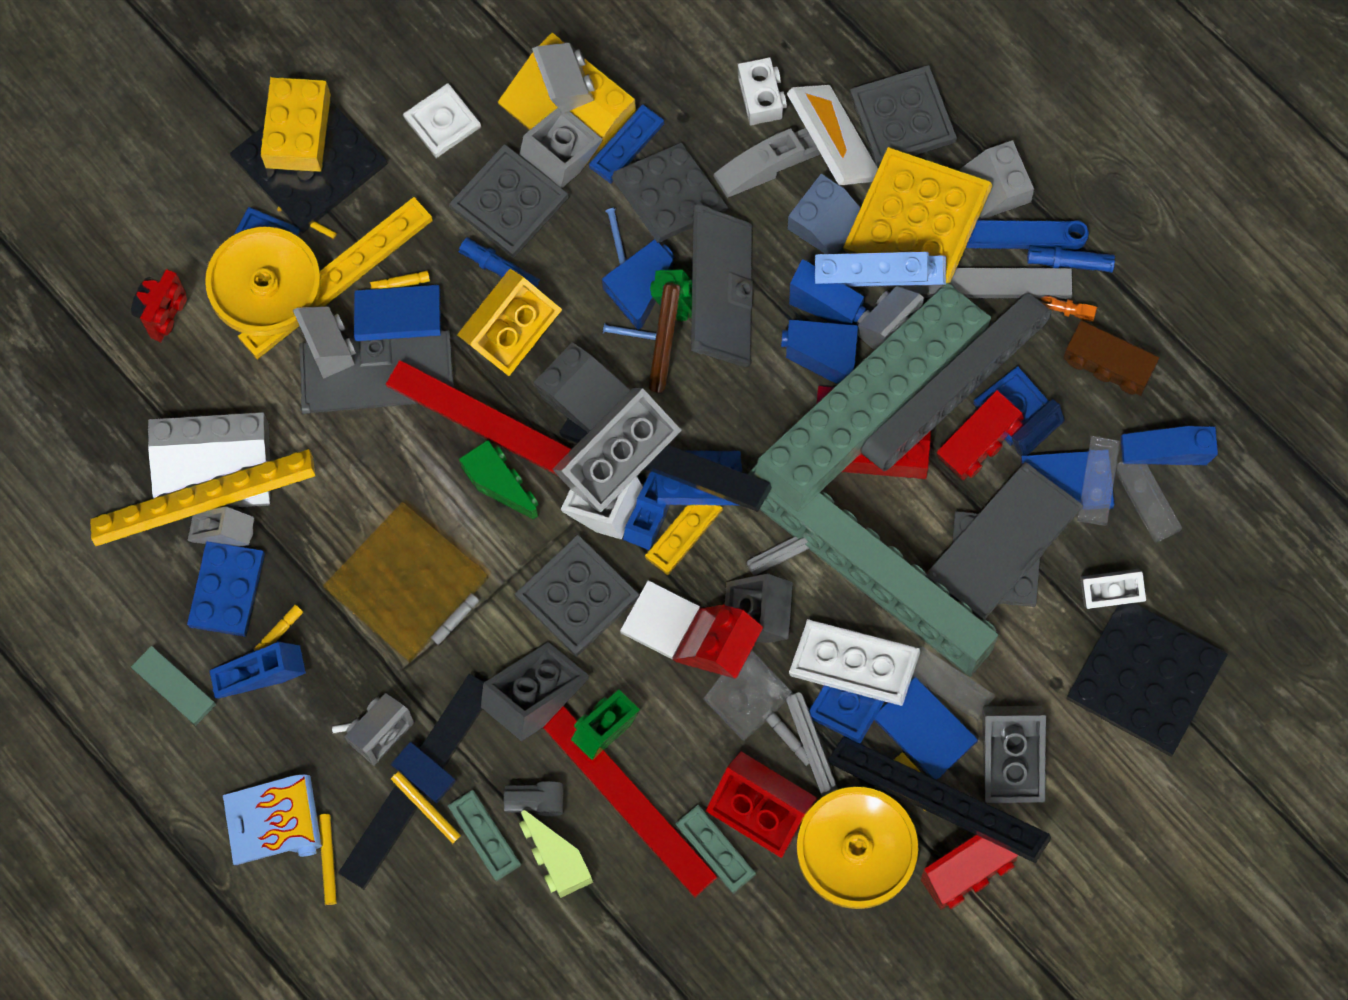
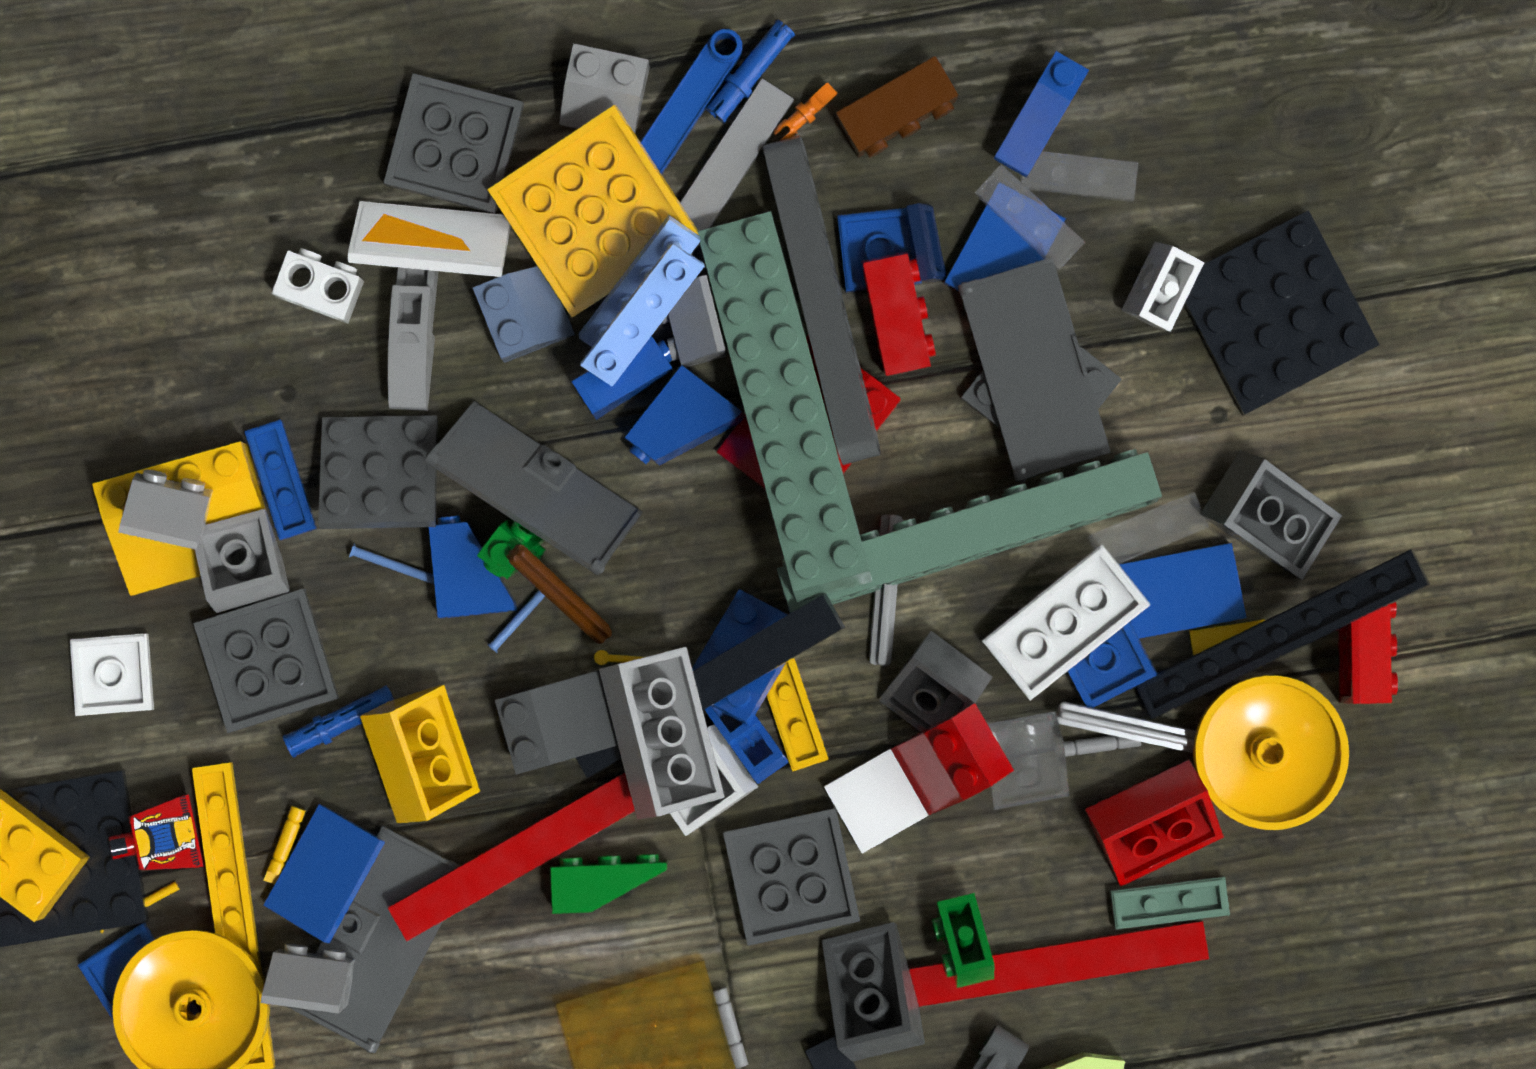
camera: 65 degrees left, 15 degrees up
(359, 204) = (161, 837): none -> torso

